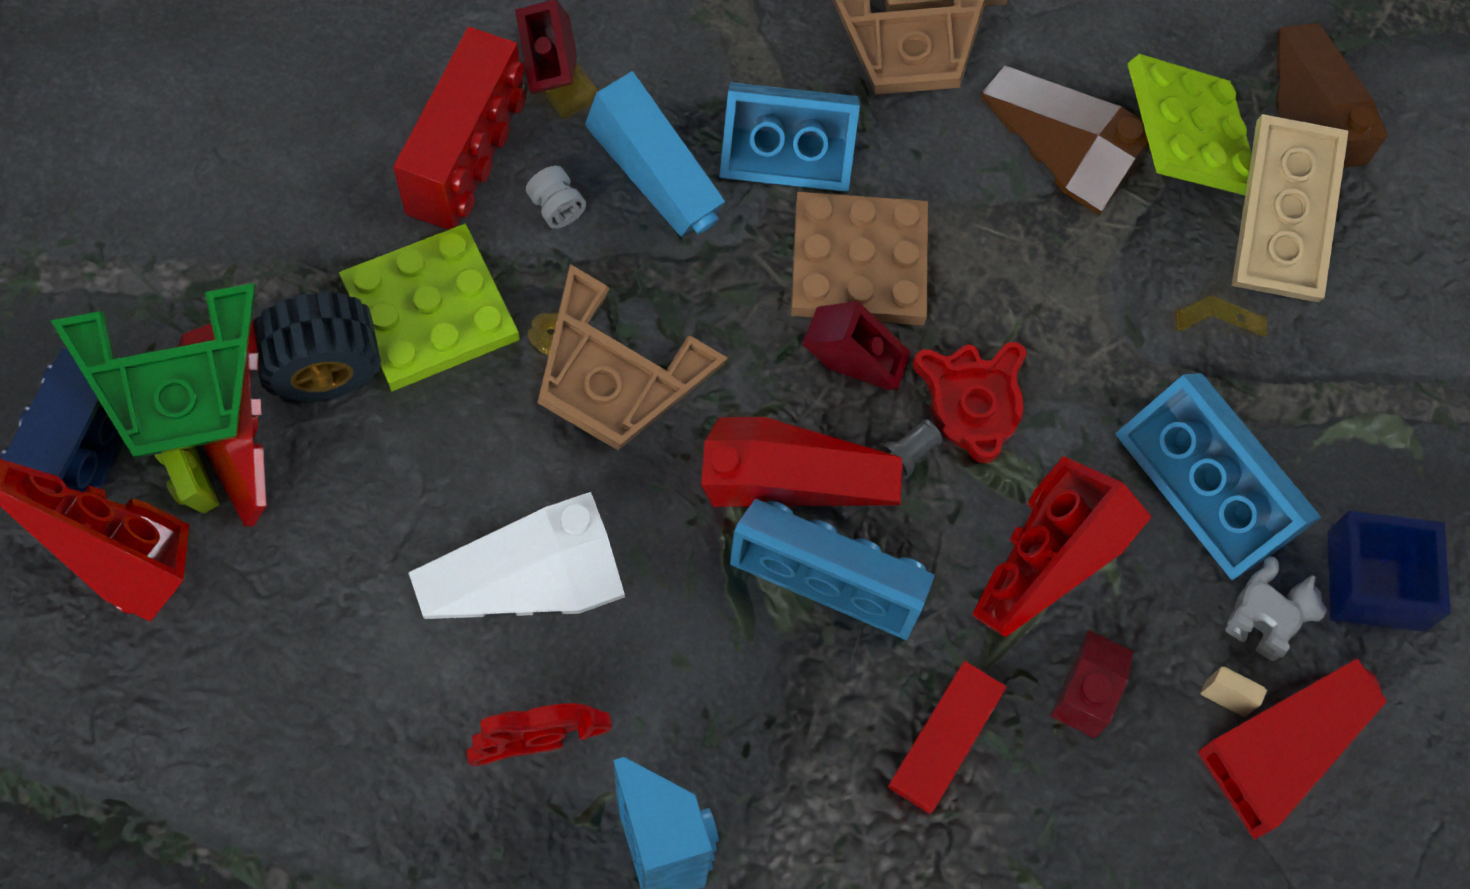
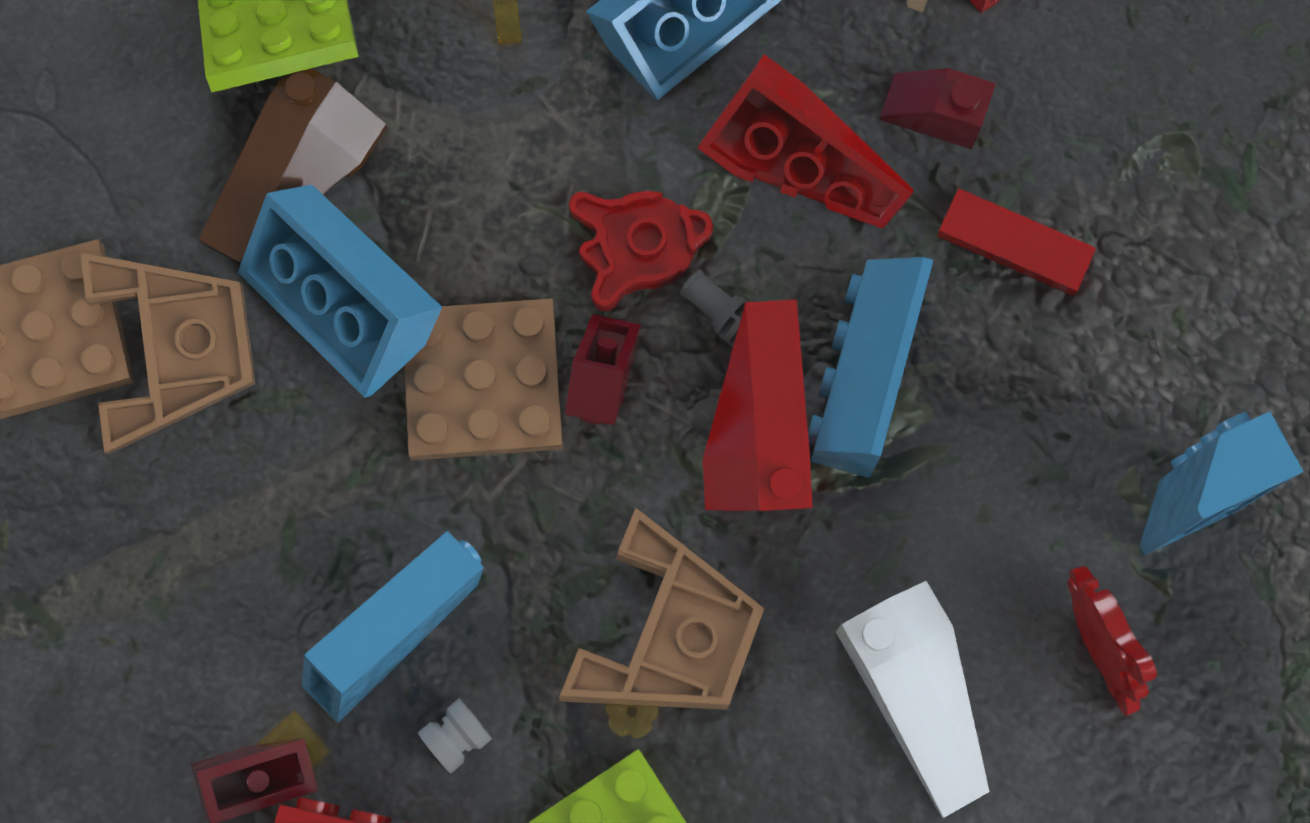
camera: 90 degrees left, 10 degrees up
(789, 136) = (333, 473): dark azure slope -> none
(950, 148) = (337, 287): none -> dark azure slope

